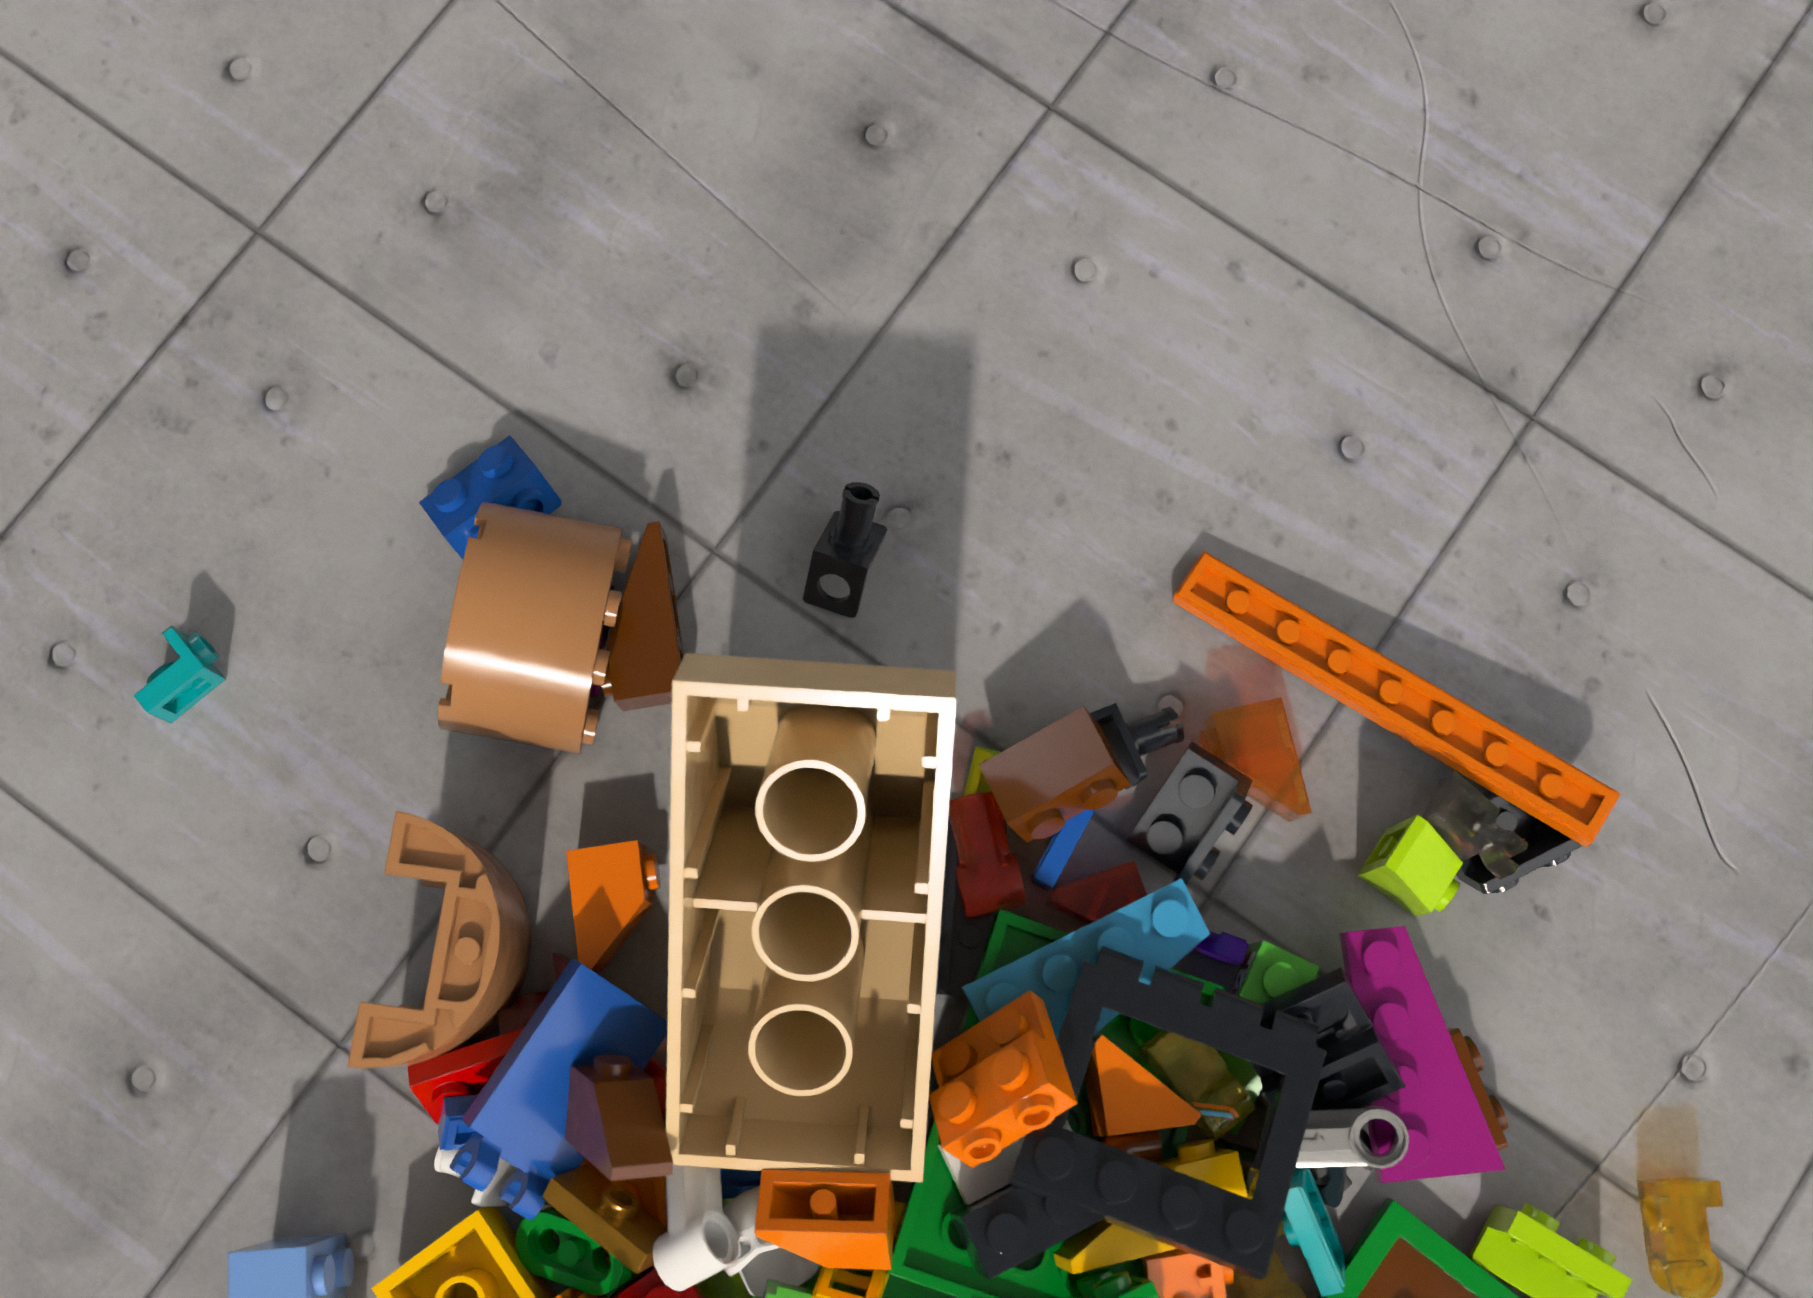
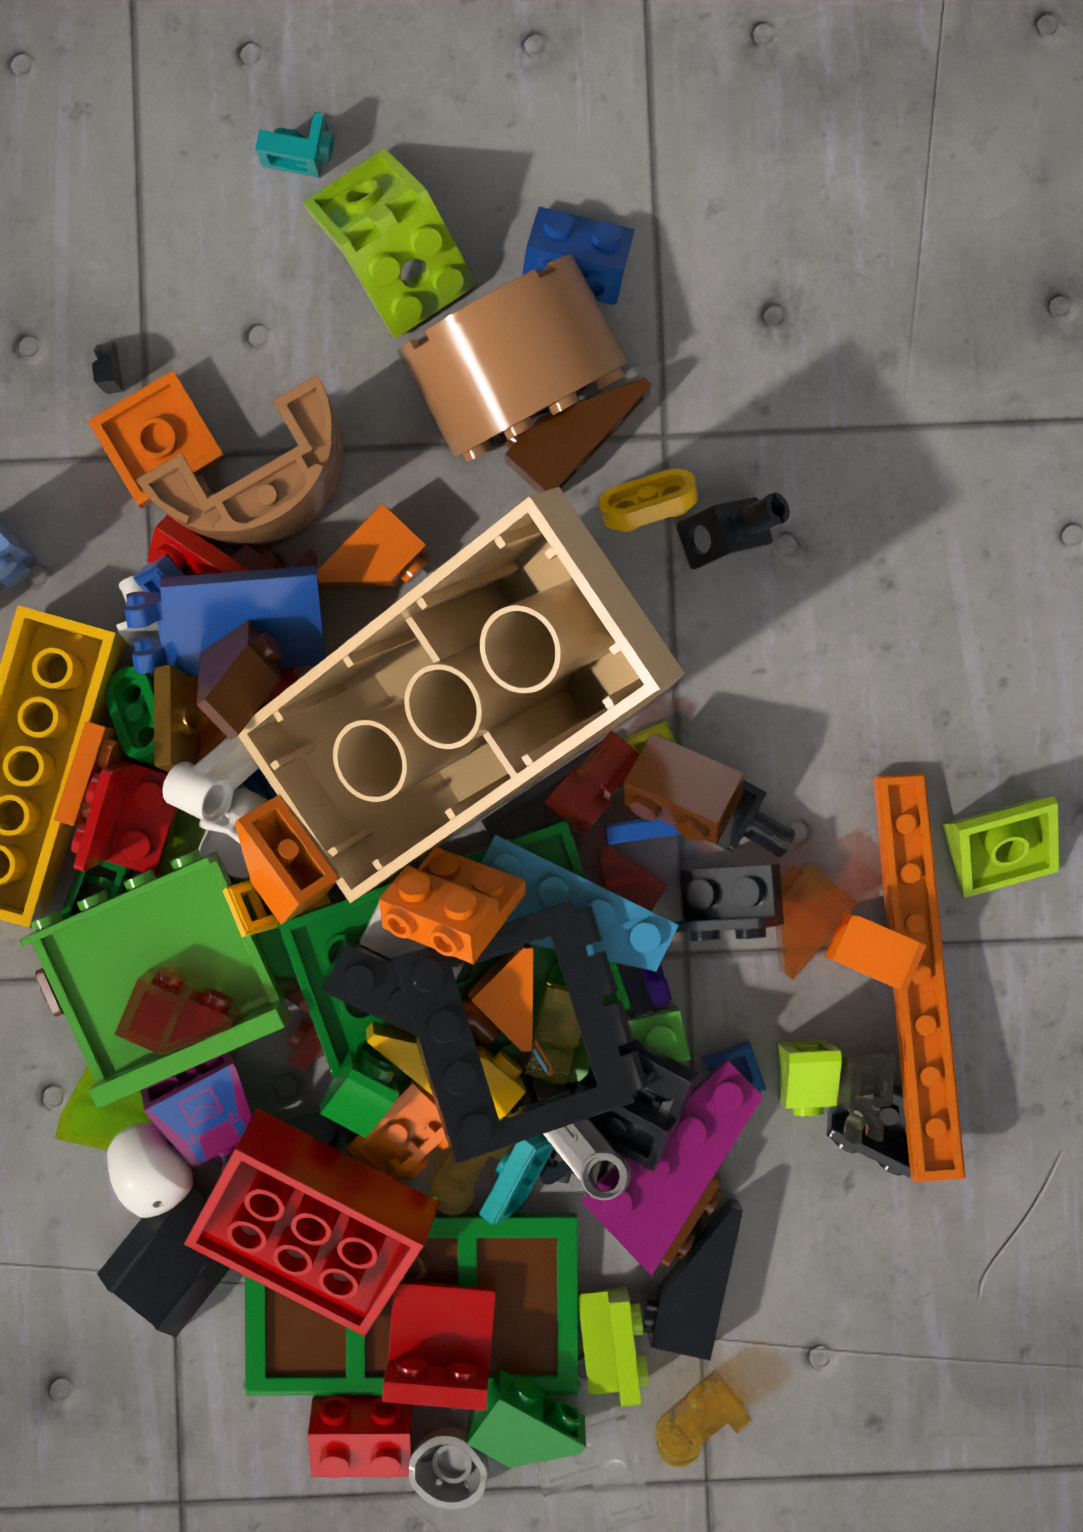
camera: 50 degrees right, 10 degrees up
(227, 1017) = (107, 368): none -> black tile
(313, 648) = (382, 222): none -> lime bracket
(316, 1019) = (153, 429): none -> orange plate
(761, 605) = (648, 499): none -> yellow plate
(1322, 530) = (1004, 845): none -> lime slope
(1341, 715) = (875, 951): none -> orange slope
(1349, 918) = (742, 1059): none -> blue tile
(1547, 1140) = (693, 1292): none -> black slope

